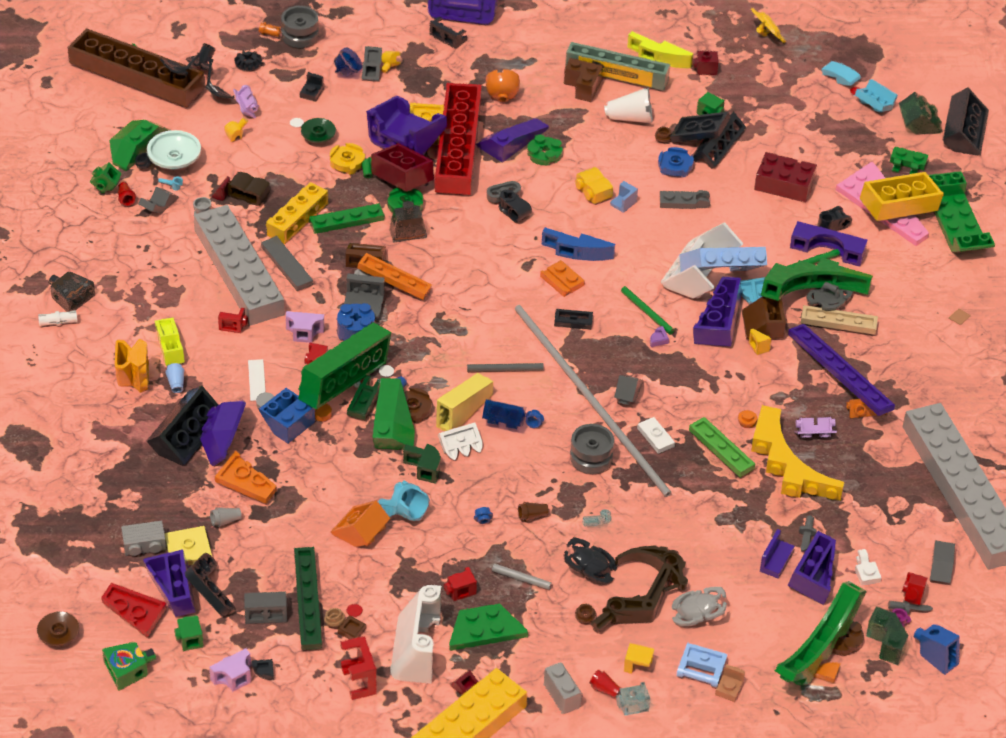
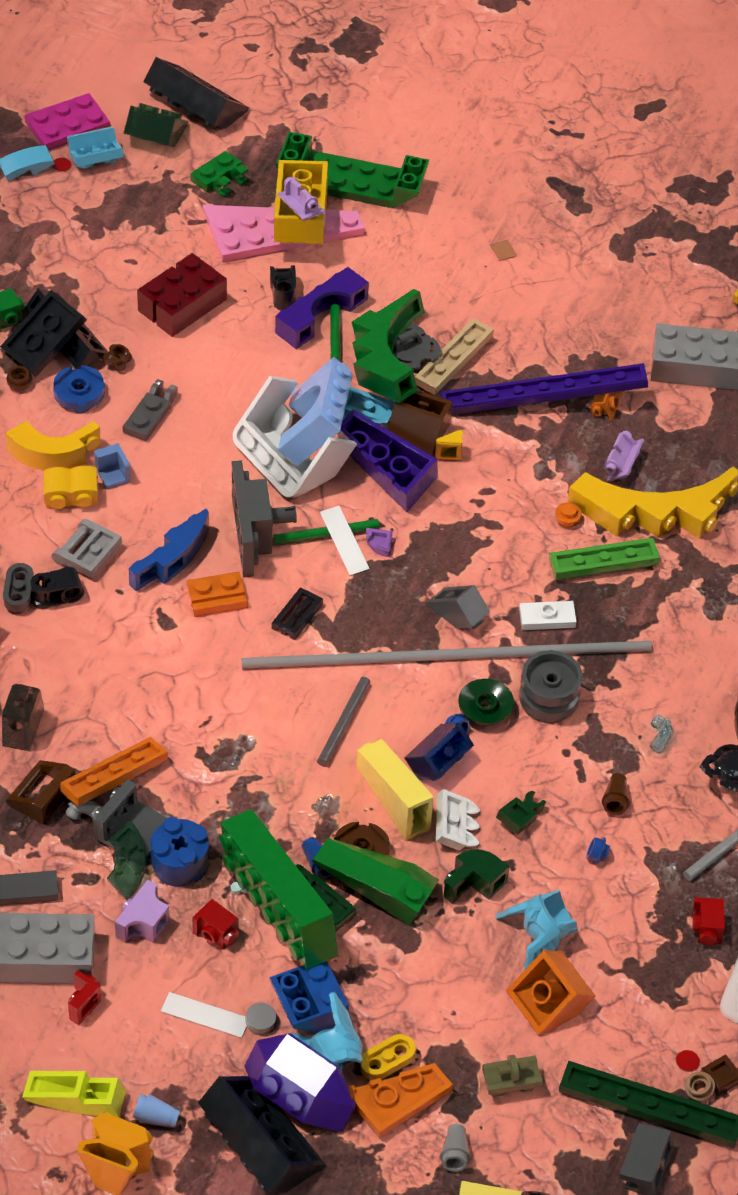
camera: 65 degrees left, 5 degrees up
(257, 433) = (338, 1043): none -> medium azure helmet
(270, 465) = (385, 1057): none -> yellow plate
(287, 523) = (512, 1075): none -> olive hips
(331, 308) = (129, 862): none -> clear green tile
(486, 468) = (519, 814): none -> dark green plate
(554, 210) = (92, 552): none -> light grey plate
(560, 424) = (486, 693): none -> dark green dish
(616, 170) = (48, 452): none -> yellow arch
(621, 266) = (254, 517): none -> dark grey brick
(645, 319) = (344, 540): none -> white sticker
(713, 165) = (117, 356): none -> reddish brown plate
(887, 186) = (300, 200): none -> lavender hinge
(894, 78) = (67, 118): none -> dark pink plate

